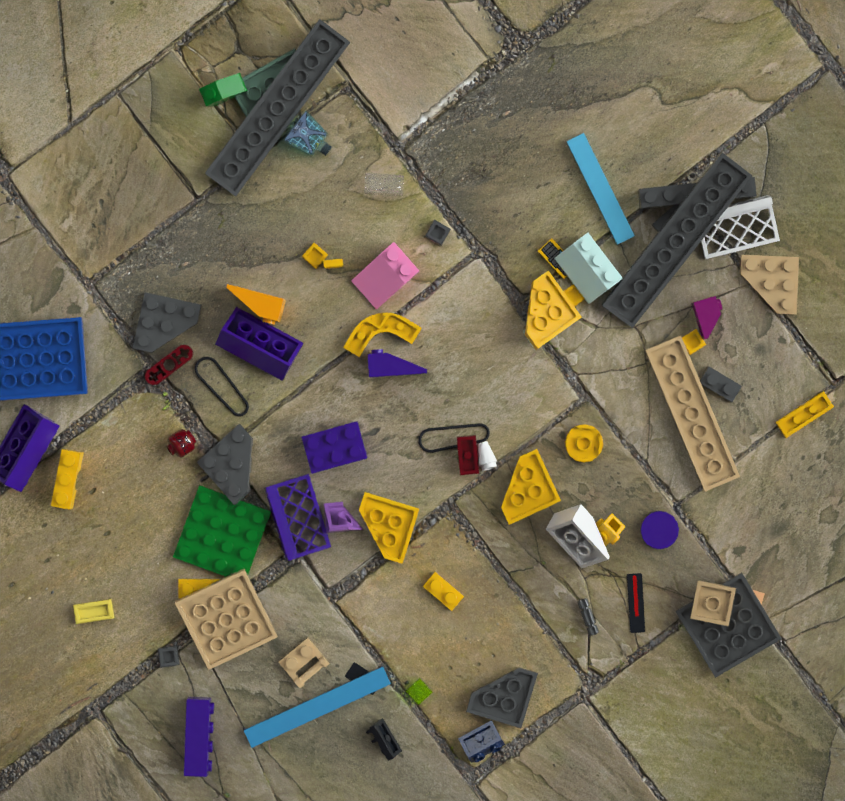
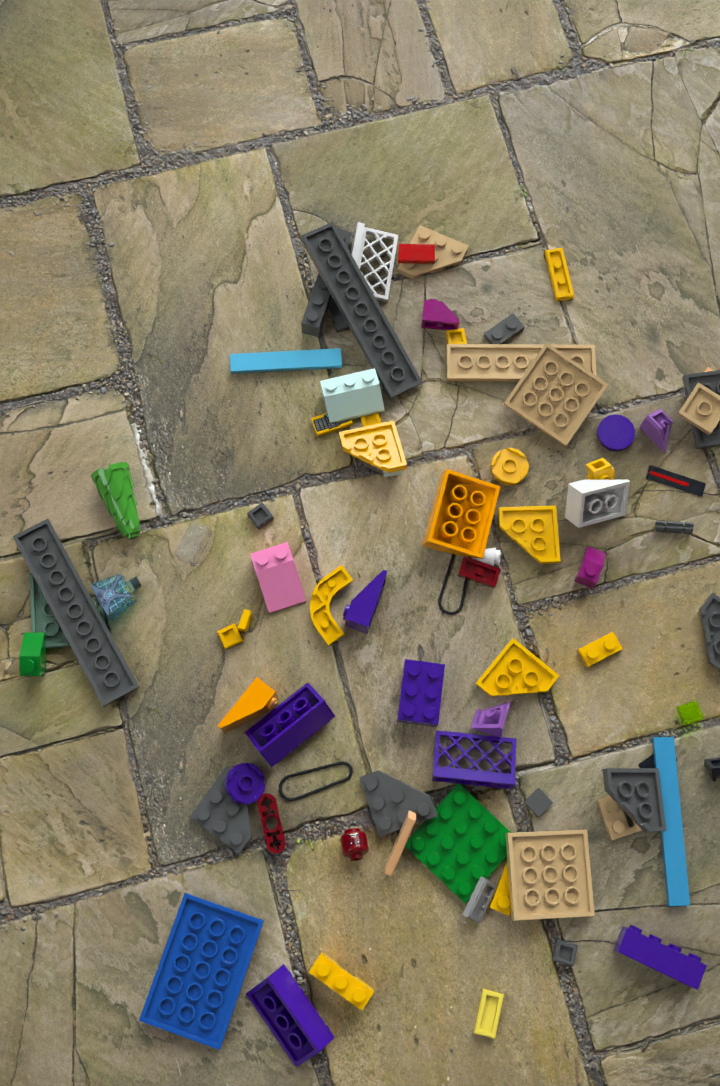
camera: 75 degrees left, 15 degrees down
(180, 568) = (480, 900): none -> light grey plate
(192, 327) = (245, 783): none -> dark purple tile
(197, 482) = (400, 843): none -> light nougat tile
(284, 587) = (538, 802): none -> dark grey tile
(324, 669) = (638, 795): none -> dark grey plate
(403, 91) = (116, 490): none -> bright green cone
(514, 417) = (461, 515): none -> light orange slope
(517, 554) = (590, 567): none -> magenta slope
(671, 459) = (555, 394): none -> tan plate
(681, 568) = (657, 428): none -> medium lavender slope
(762, 267) = (416, 253): none -> red tile

